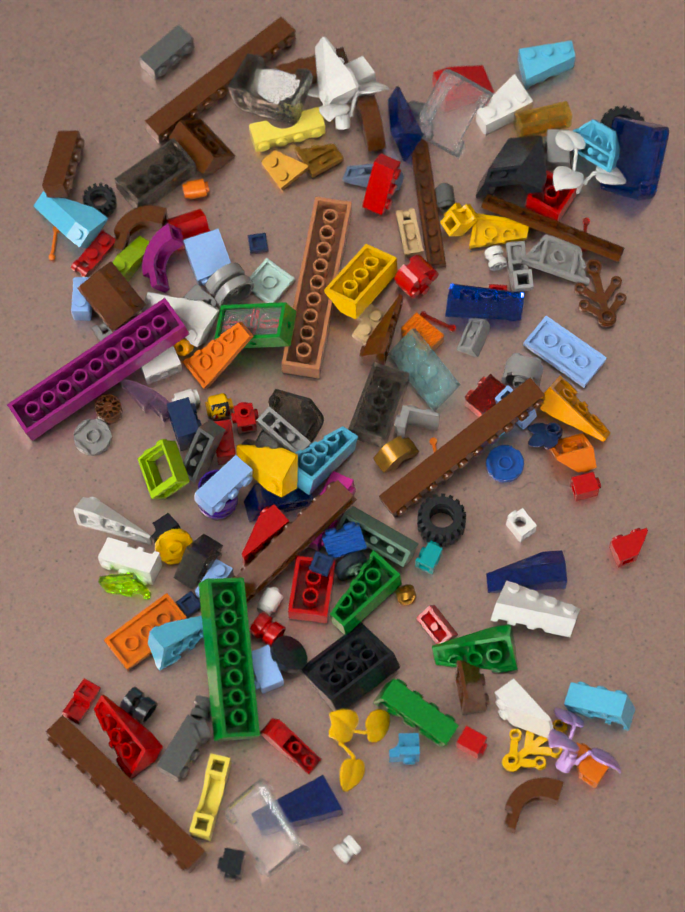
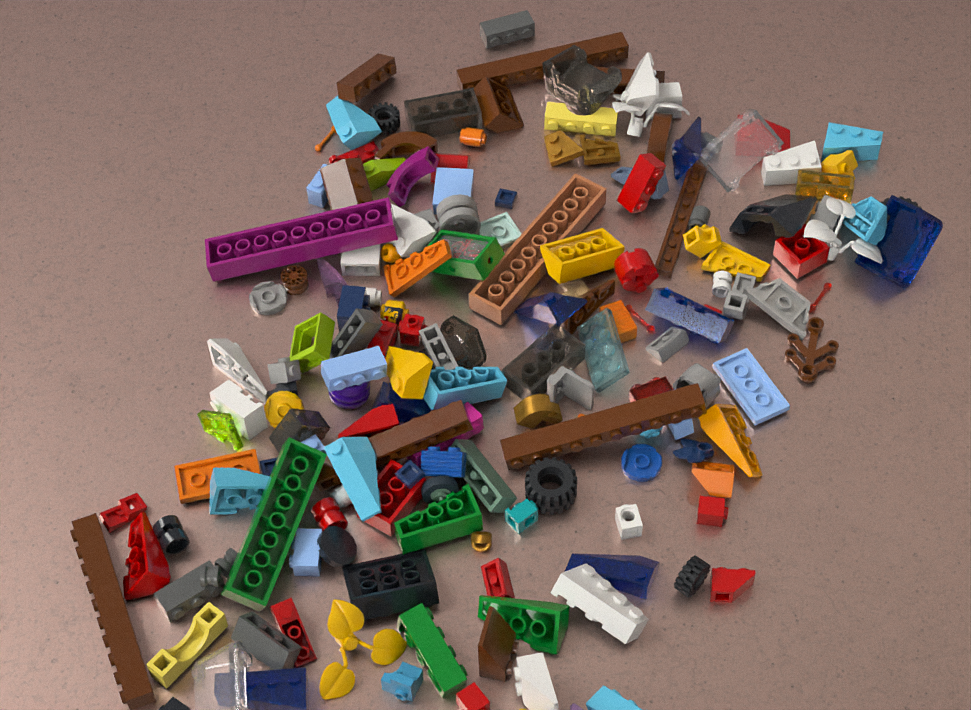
camera: 25 degrees right, 15 degrees down
(153, 507) = (284, 371): none -> light grey brick
(274, 578) = (356, 468): none -> medium azure wedge
(275, 766) = (266, 642): none -> dark grey brick
(362, 349) = (551, 307): none -> clear blue wedge
(409, 232) = (651, 234): tan plate -> none
(546, 91) = (840, 163): none -> yellow brick
(553, 227) = (791, 277): reddish brown tile -> none
(597, 554) = (692, 576): none -> black tyre

